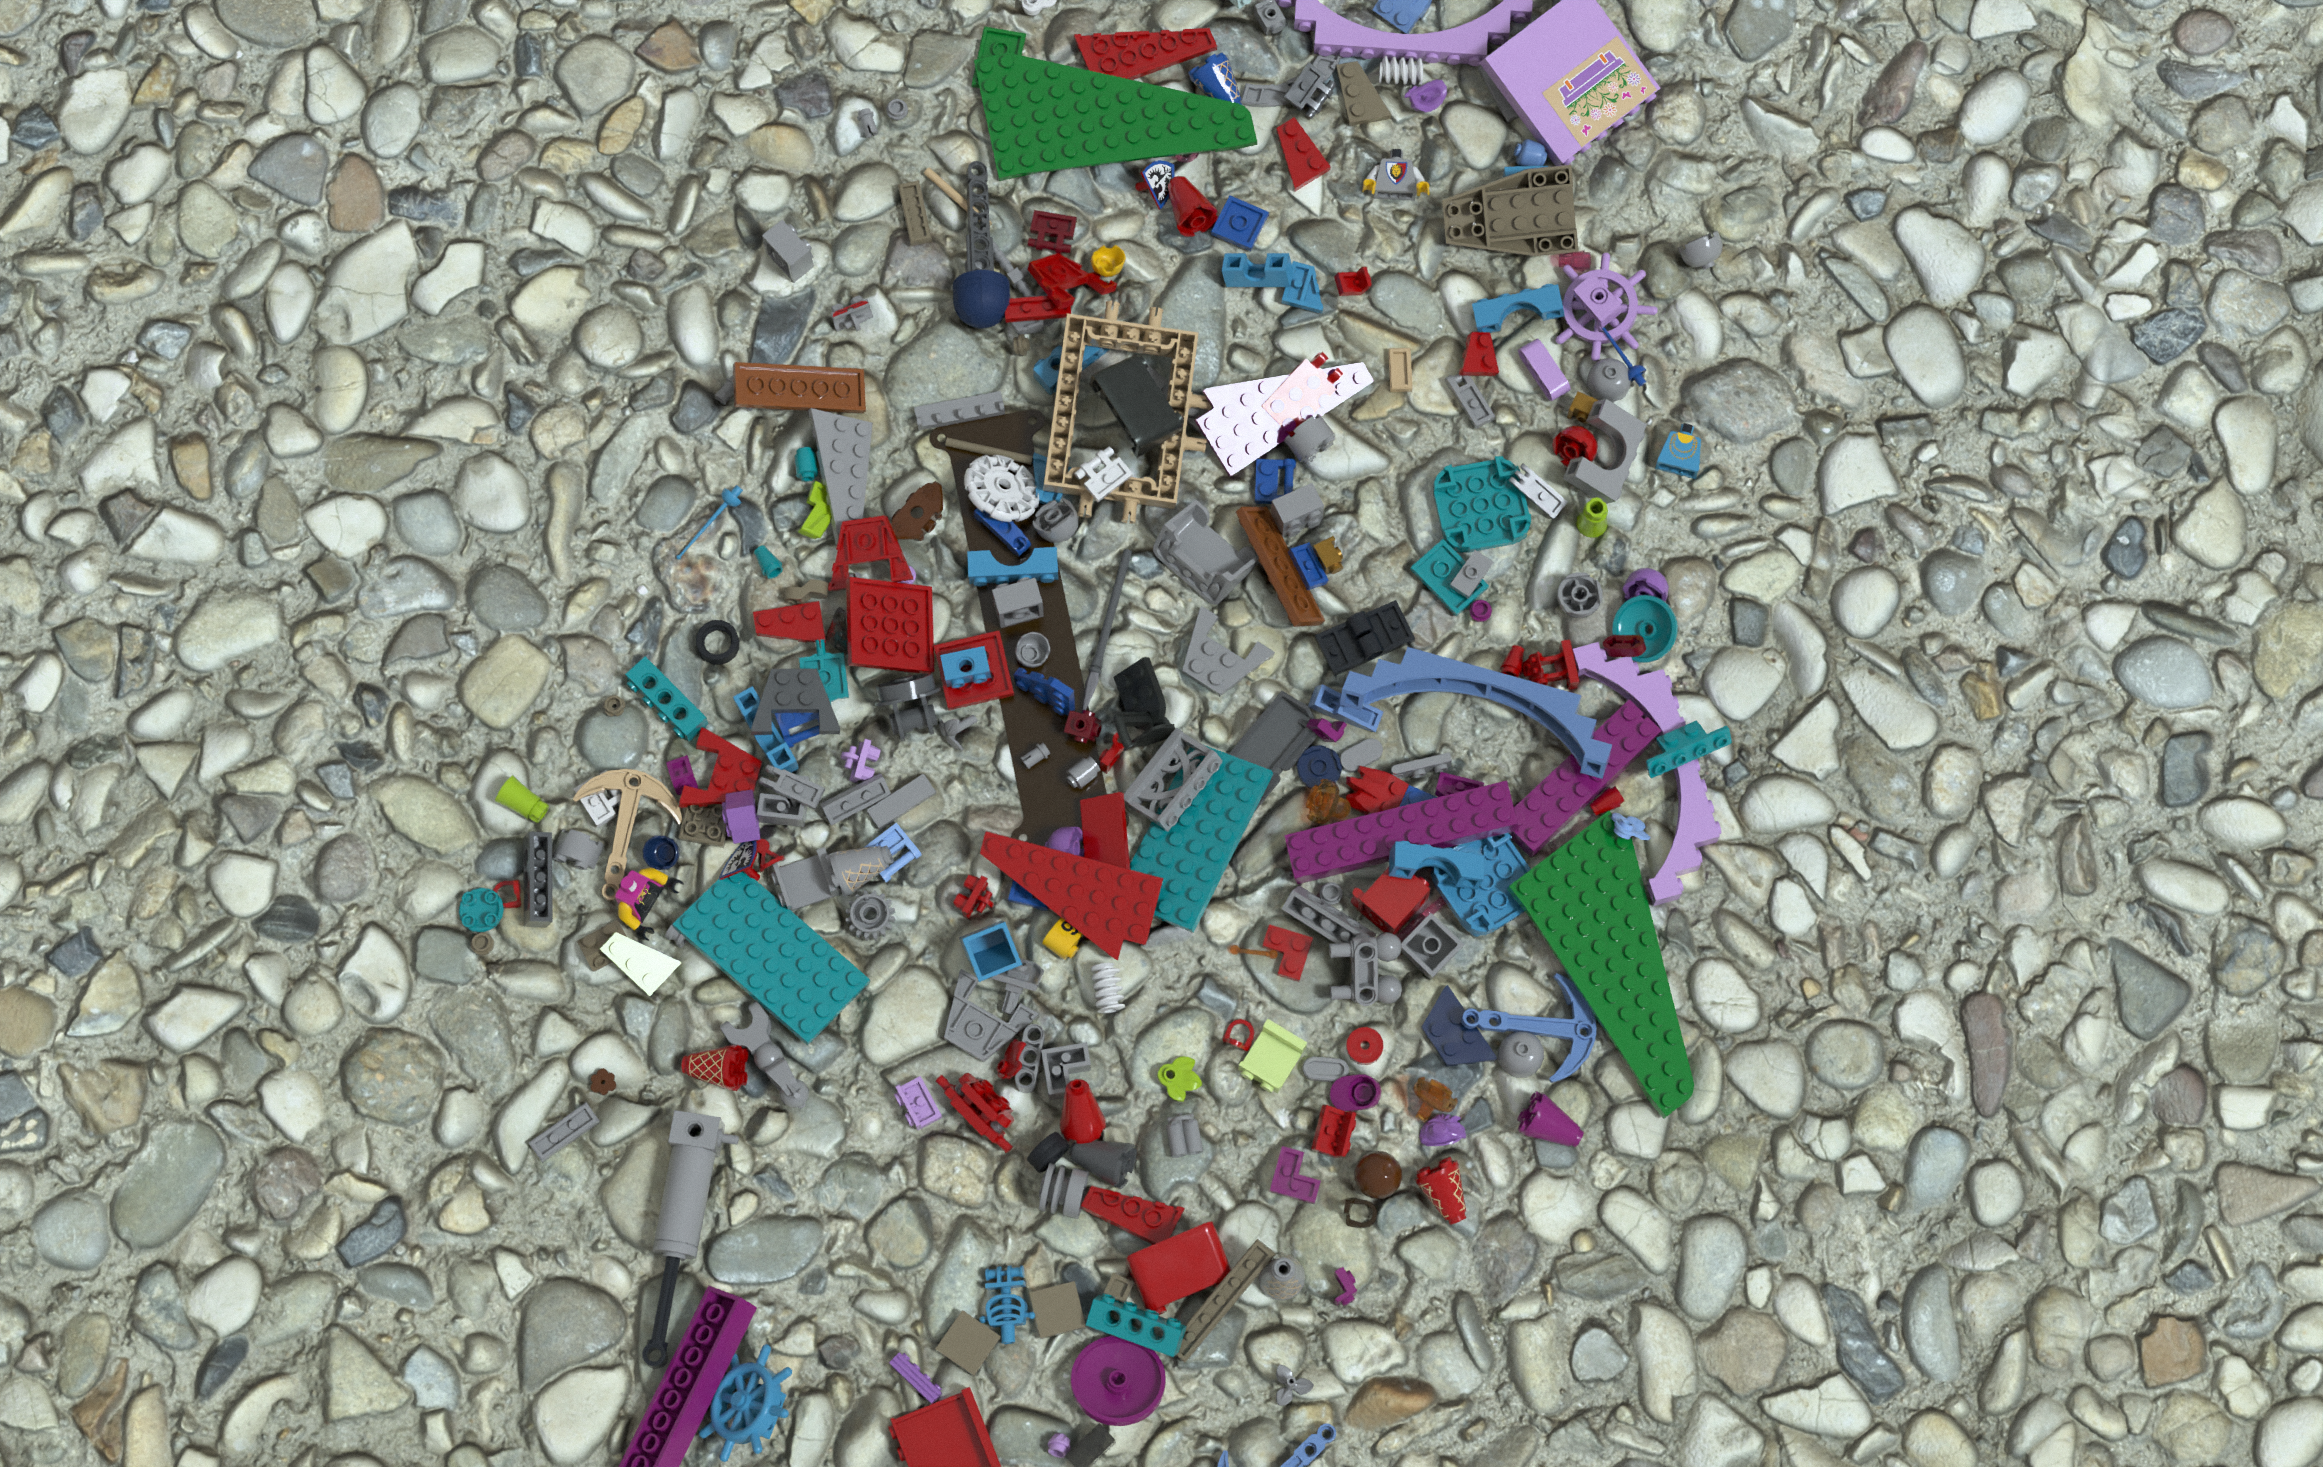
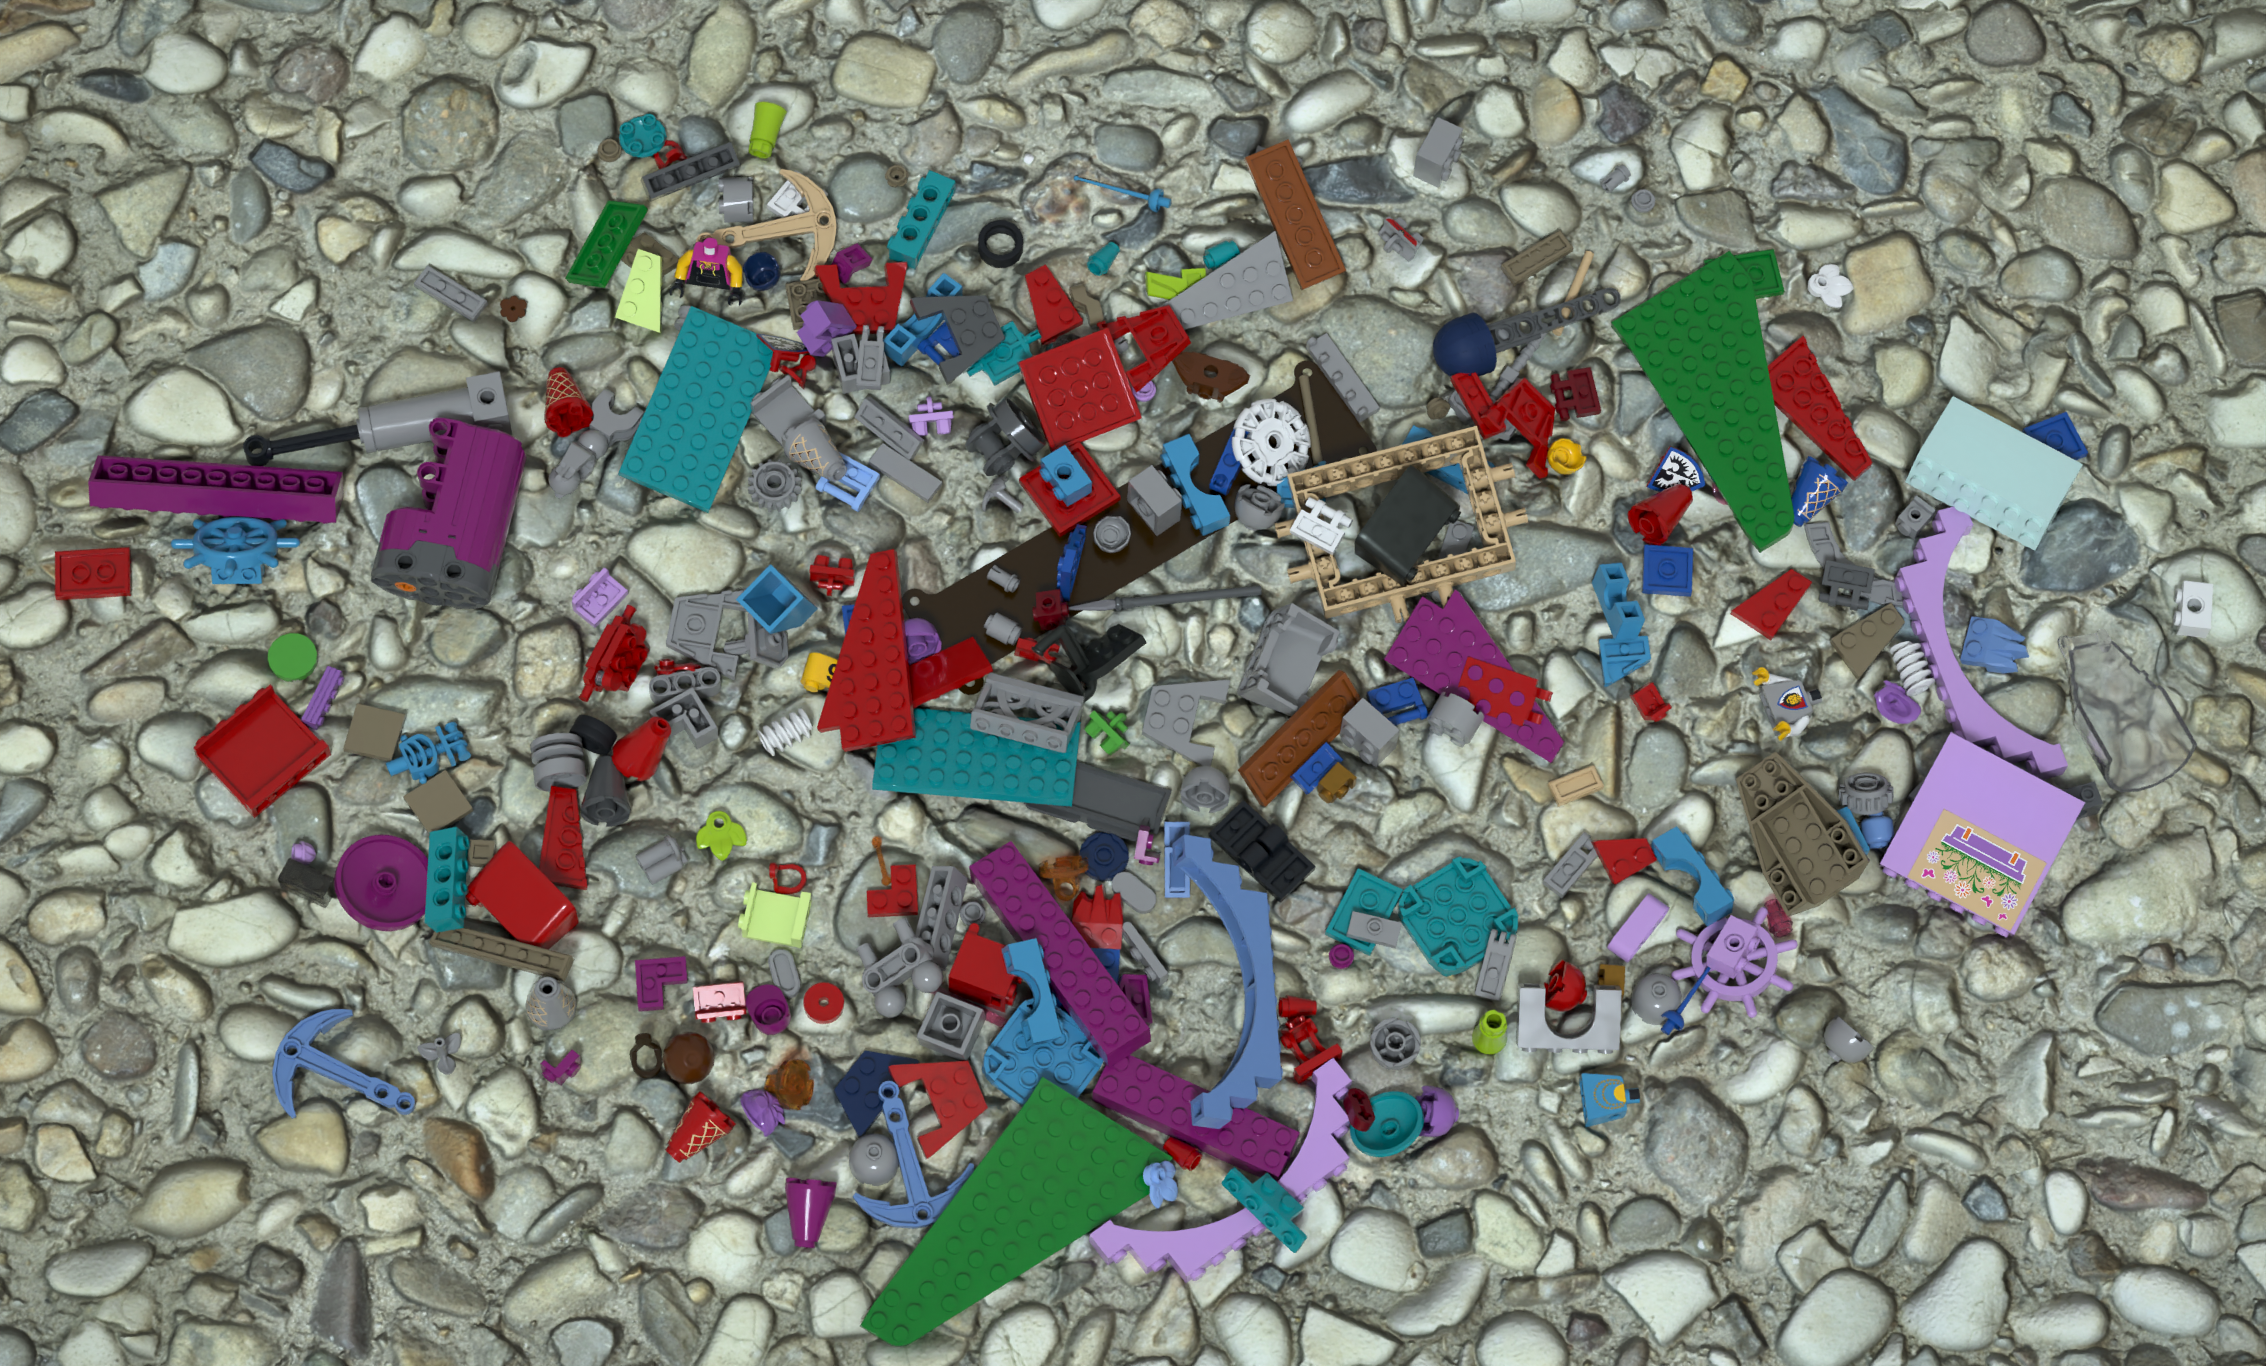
camera: 65 degrees right, 5 degrees down
(577, 977) = (606, 244): none -> green tile
(826, 1203) = (458, 543): none -> magenta piece
(865, 1392) = (292, 657): none -> bright green tile
(1200, 726) = (1099, 724): none -> bright green hips
(1293, 659) = (1205, 788): none -> light grey cylinder
(1489, 969) = (951, 1093): none -> red wing
(1498, 149) = (1866, 793): none -> light grey gear

